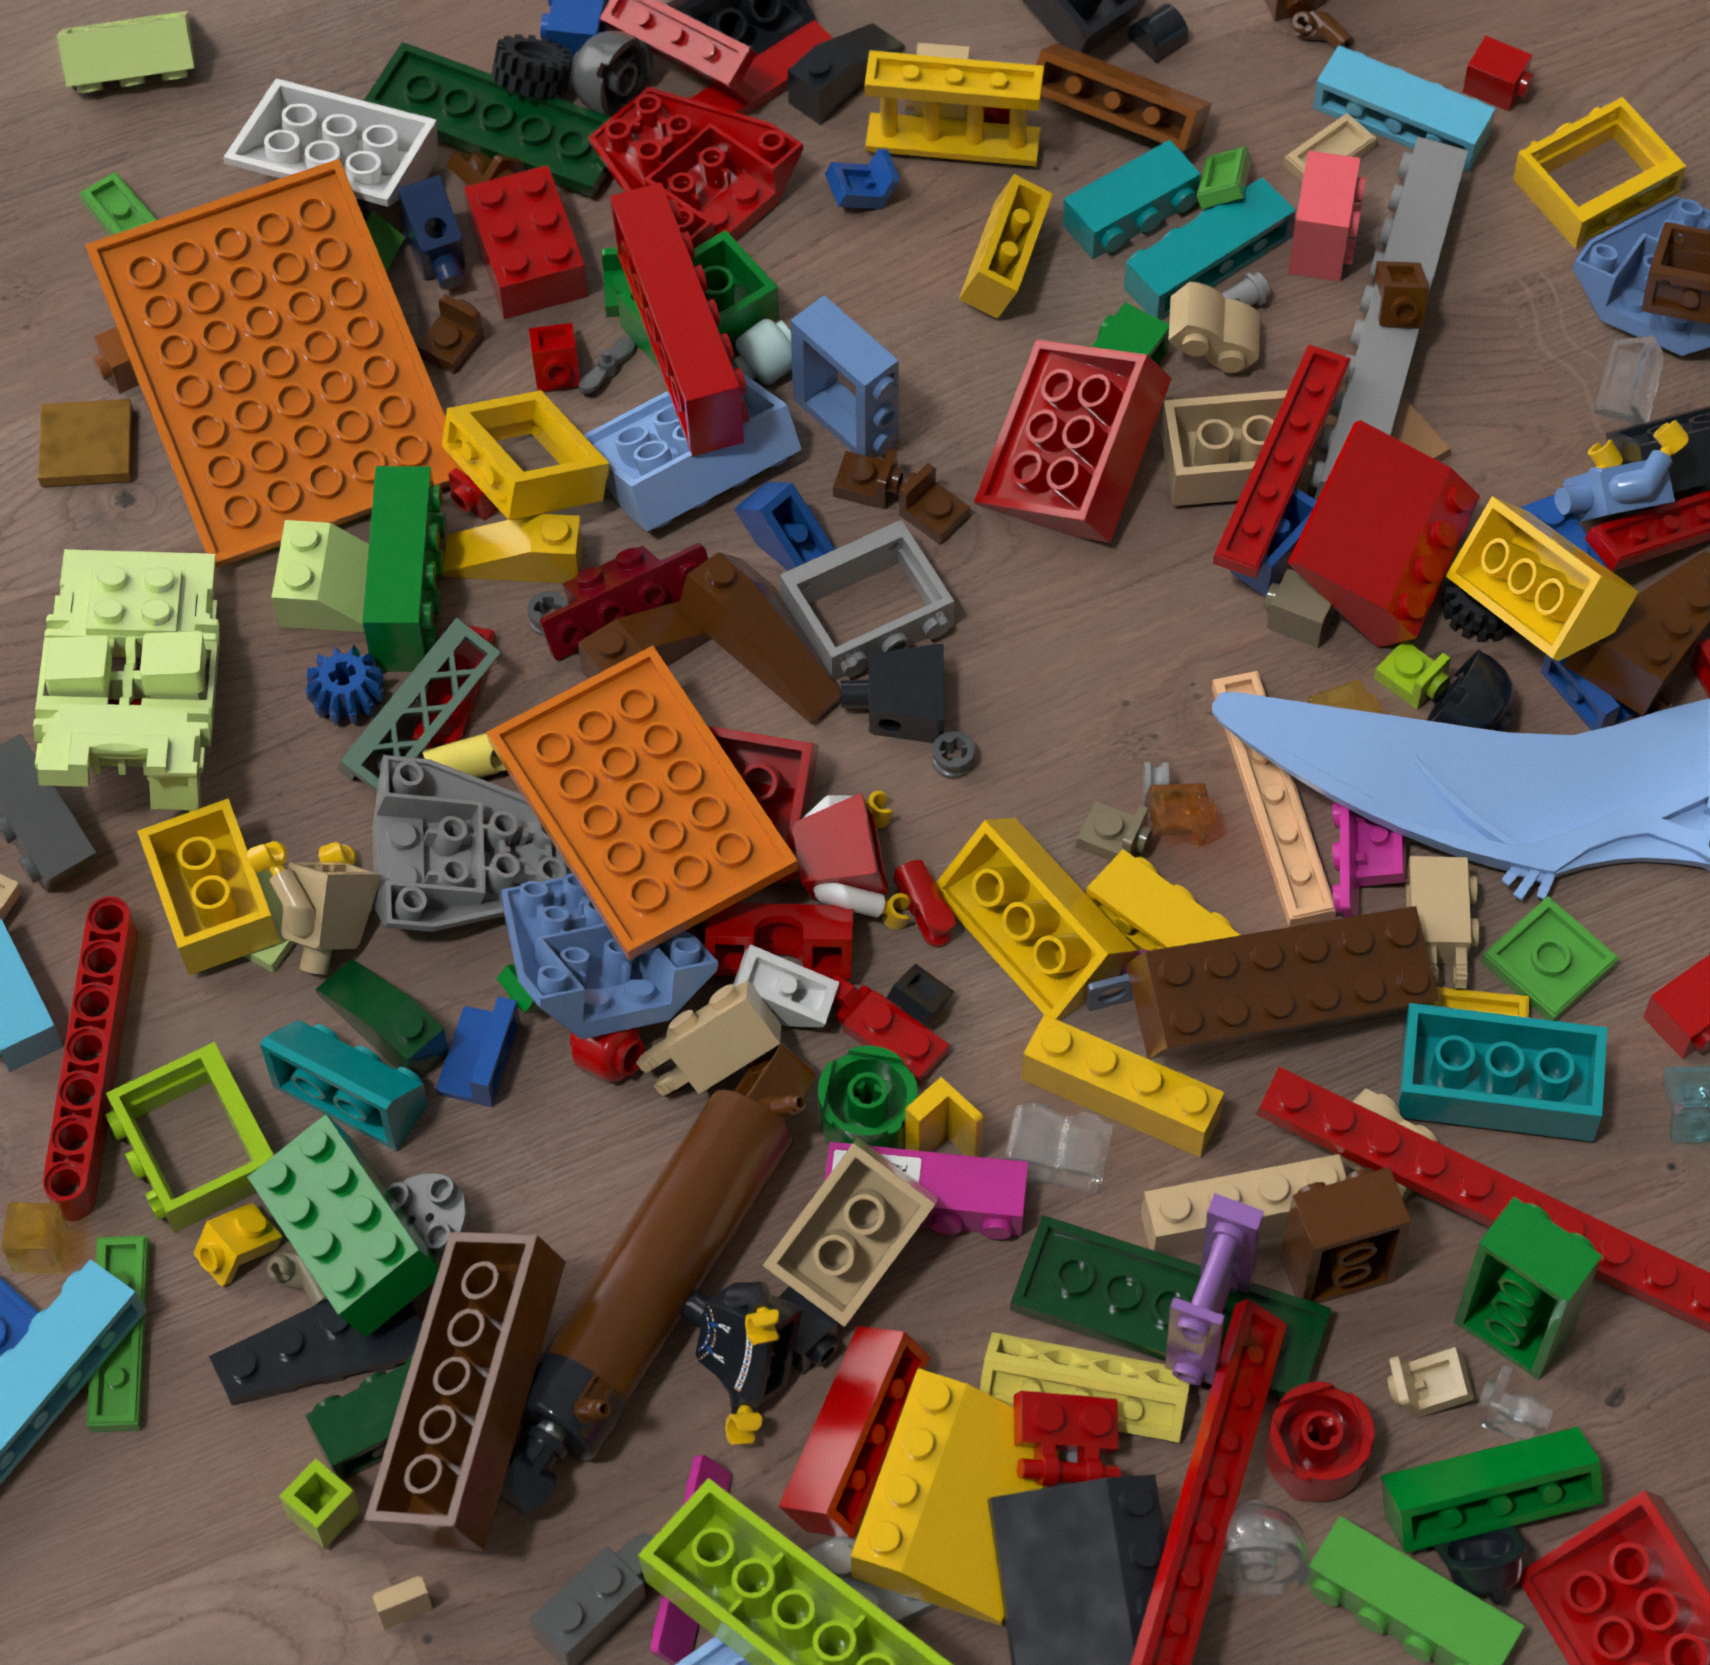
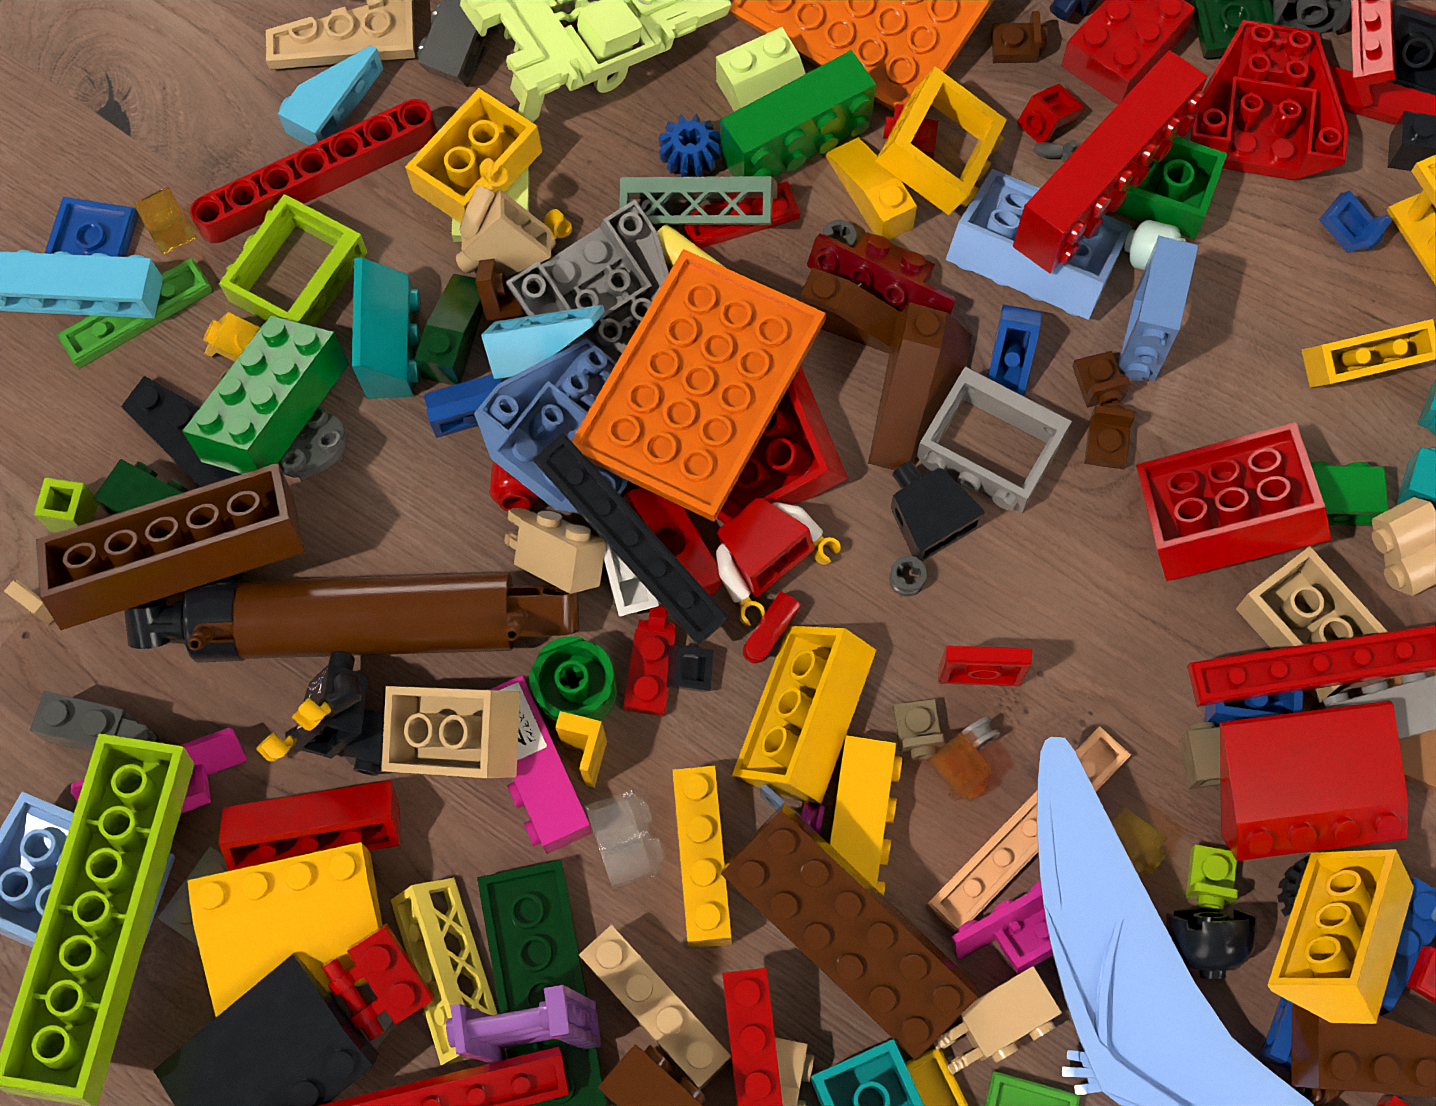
camera: 60 degrees right, 10 degrees up
(380, 952) = (494, 294): none -> reddish brown bracket
(472, 933) = (528, 340): none -> medium azure slope
(763, 952) = (631, 539): none -> black tile
(1096, 732) = (984, 665): none -> red tile

